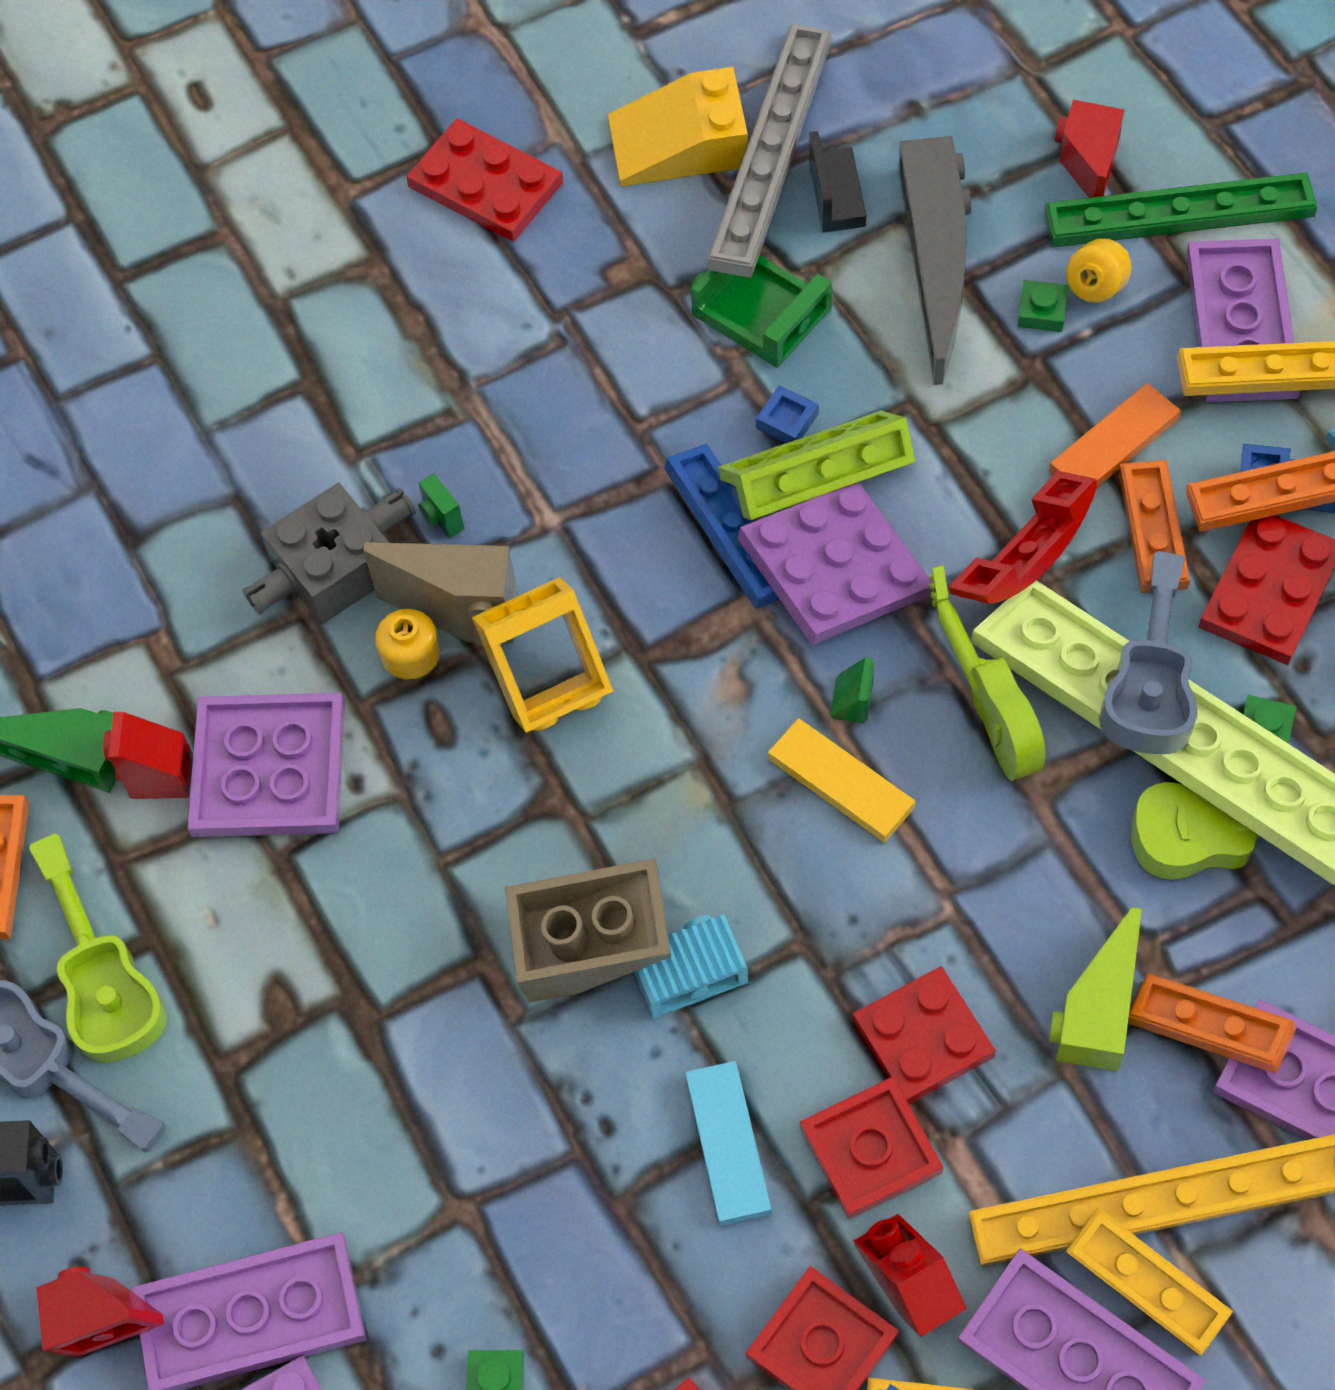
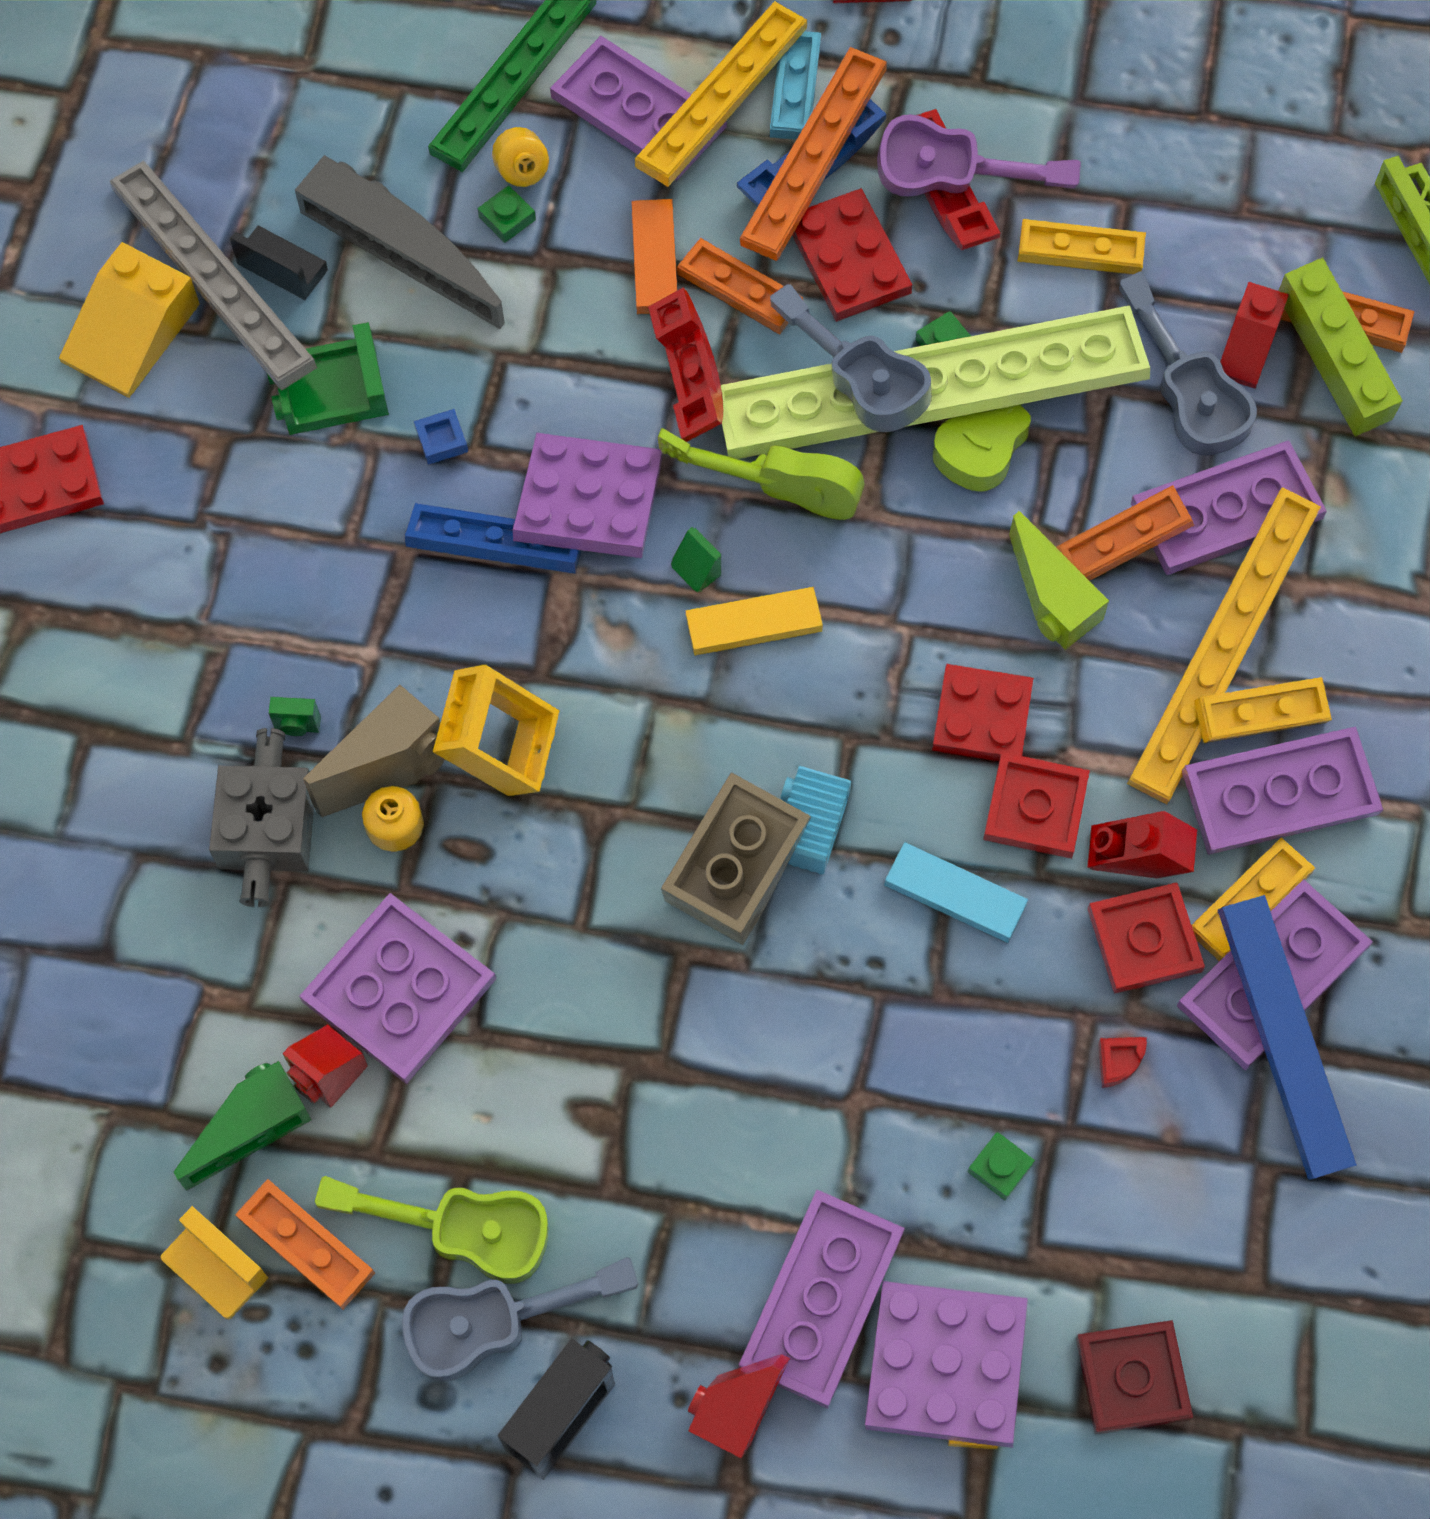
camera: 55 degrees left, 5 degrees up
(819, 463) = (506, 439): lime fence -> none
(1090, 144) = (412, 82): red slope -> none

